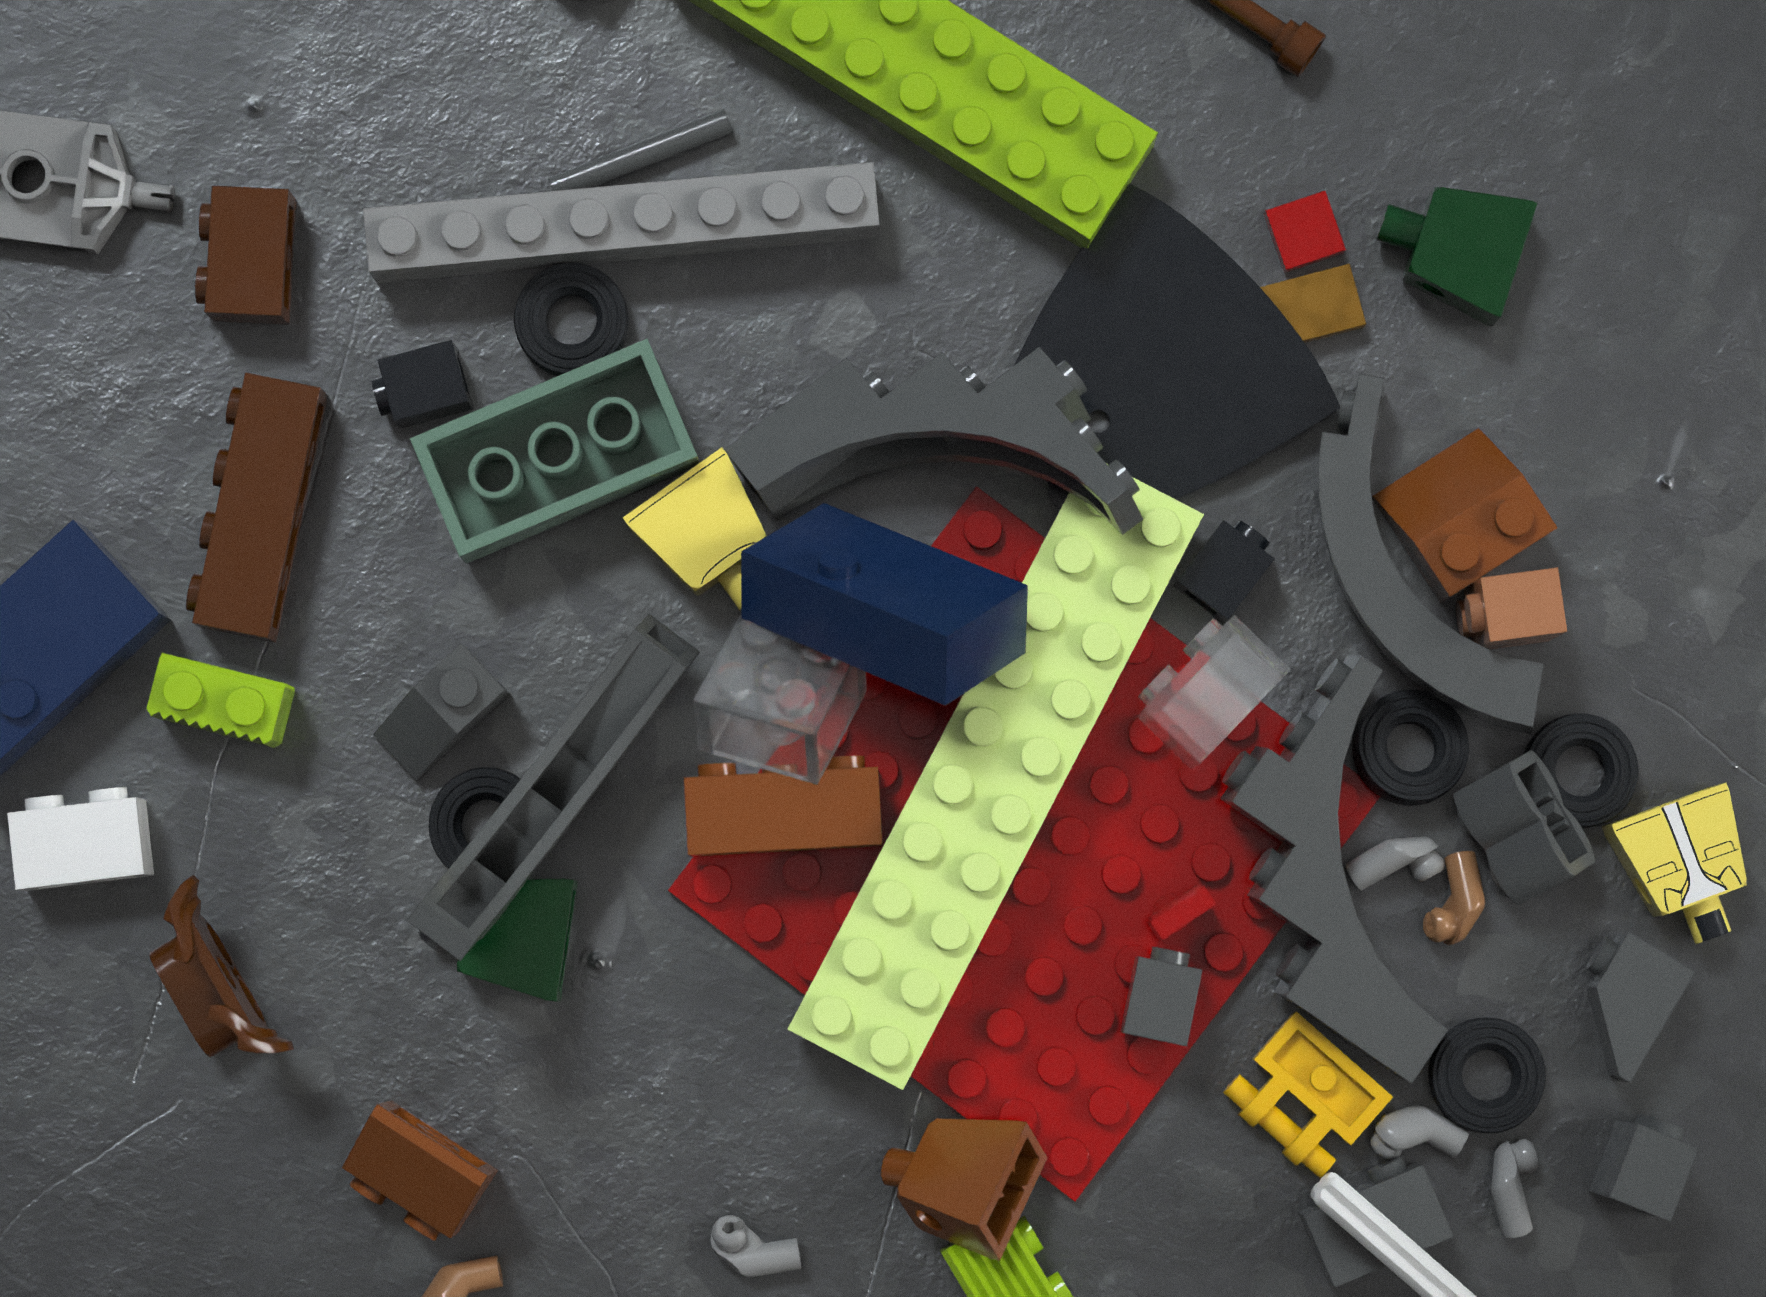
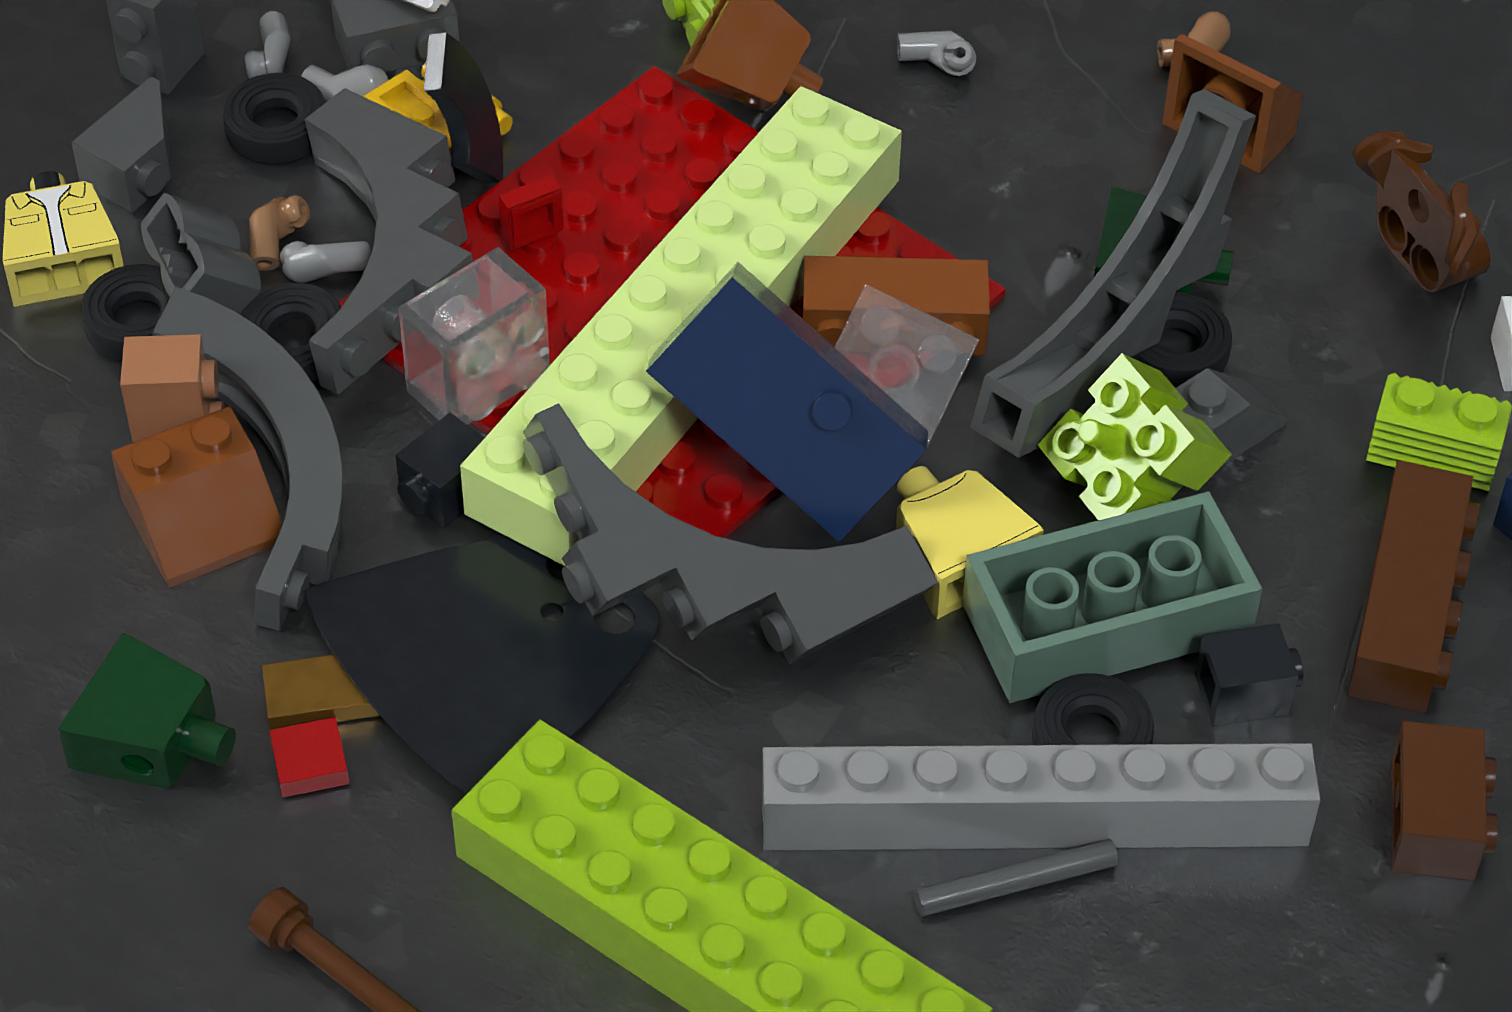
camera: 175 degrees left, 35 degrees down
(532, 620) = (1133, 442): none -> lime brick
(1161, 997) = (564, 147): dark grey brick -> none
(1269, 1042) = (467, 106): none -> black tile

